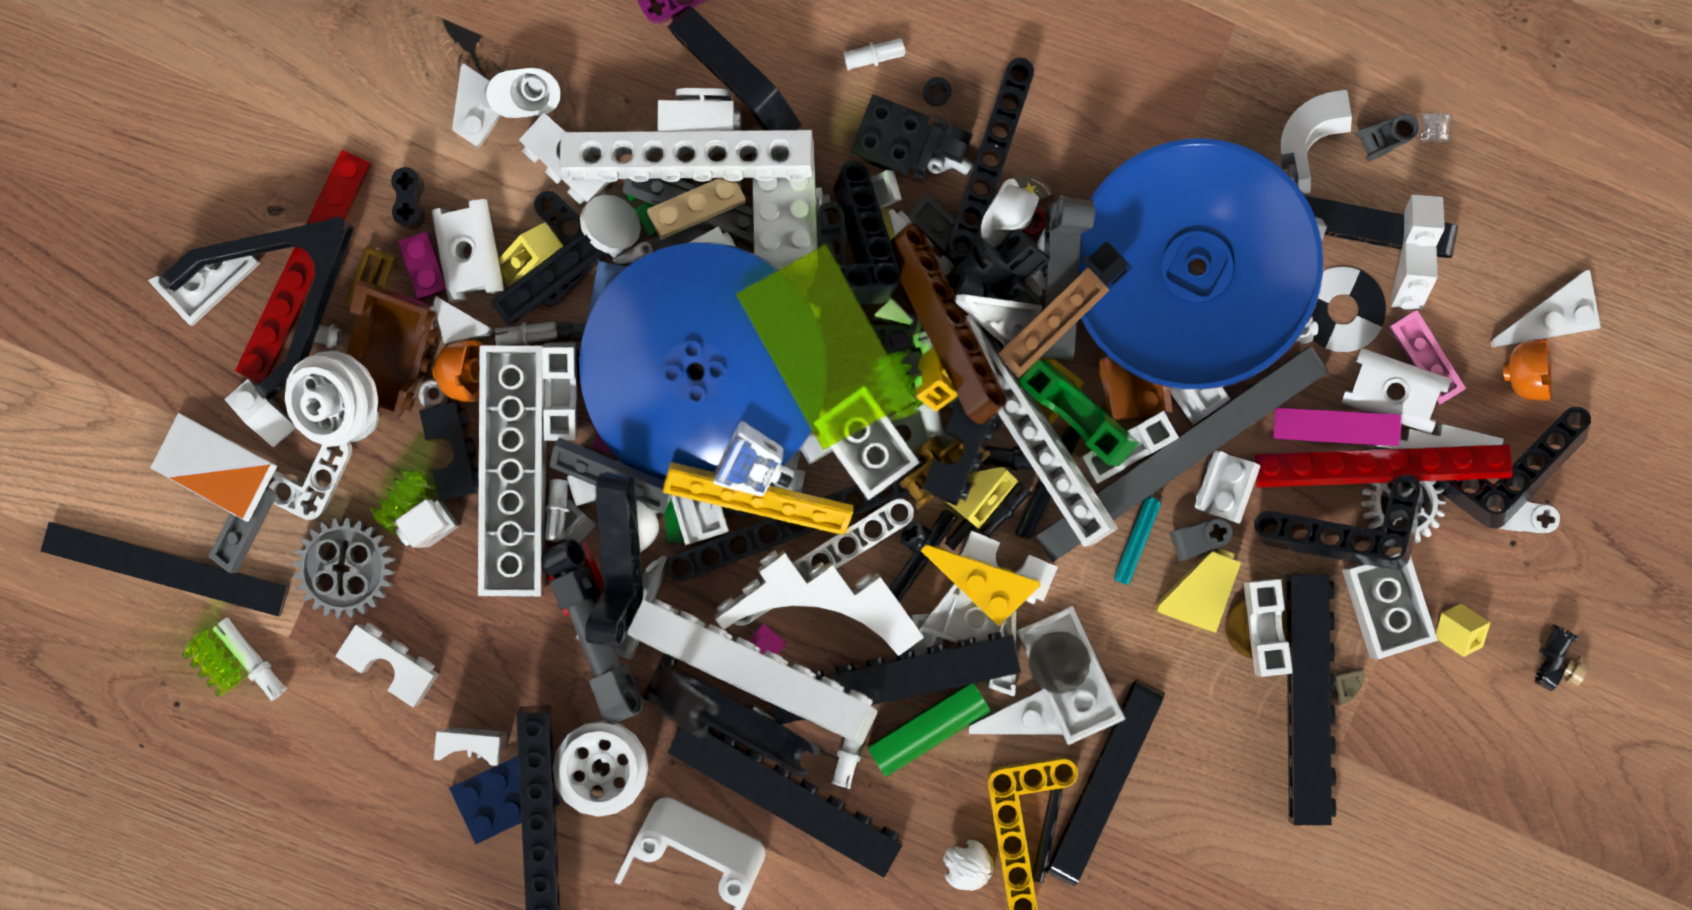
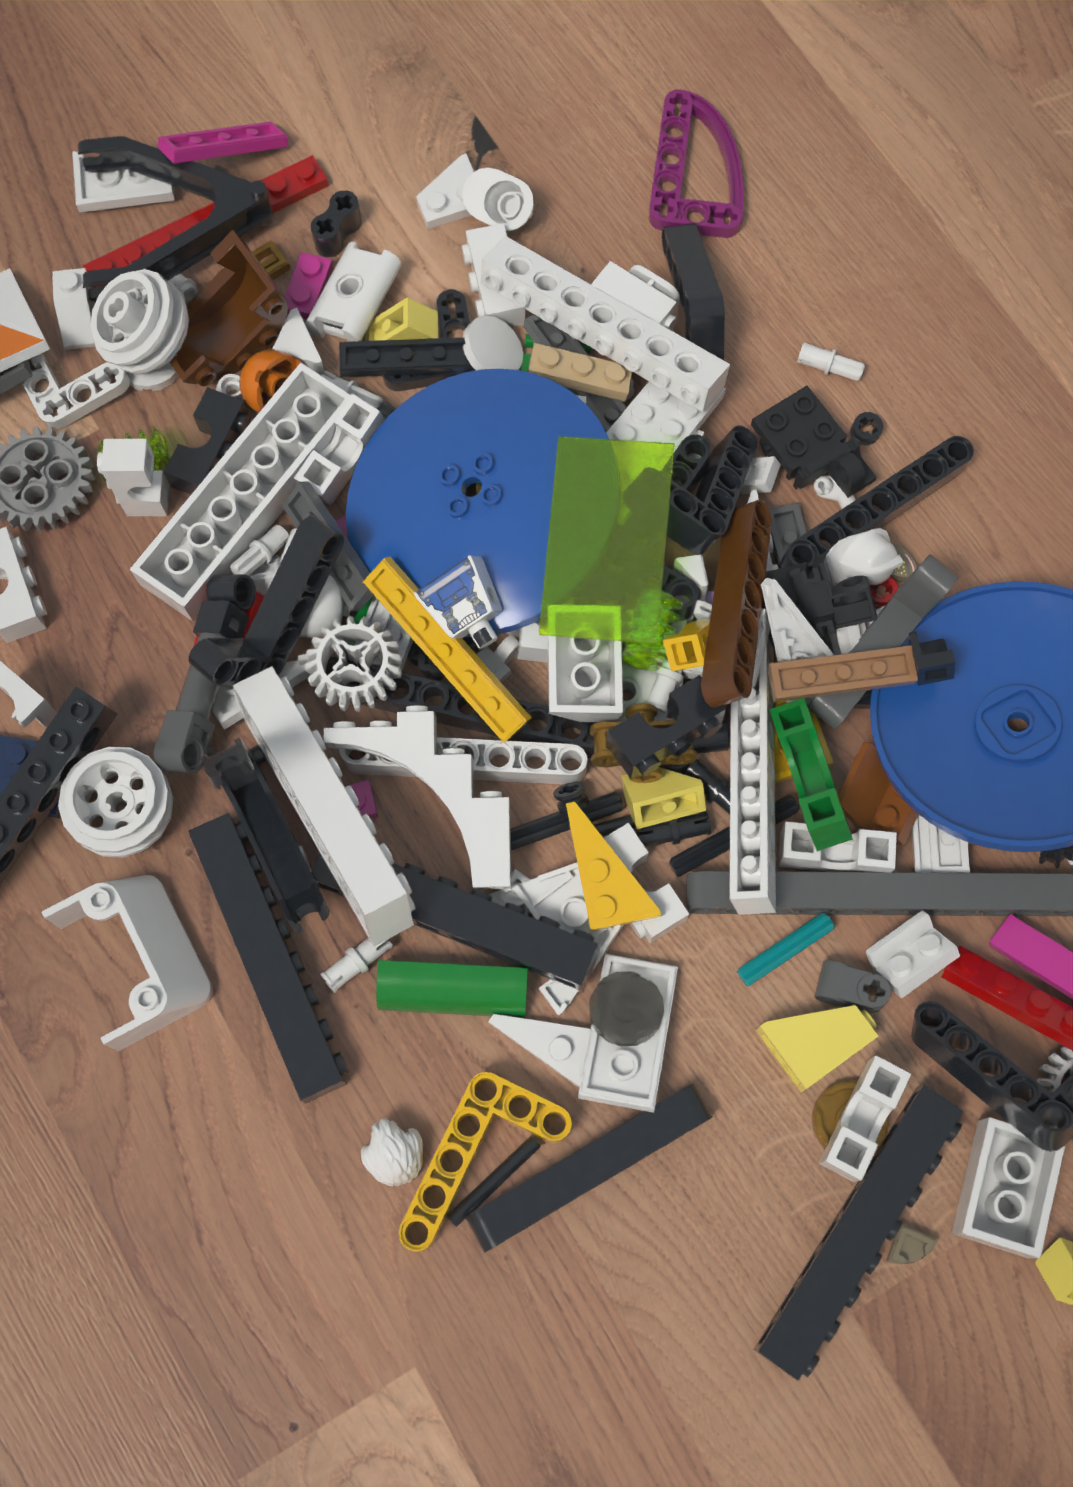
camera: 35 degrees right, 15 degrees down
(269, 195) = (222, 142): none -> dark pink tile
(703, 527) = (372, 644): none -> white gear

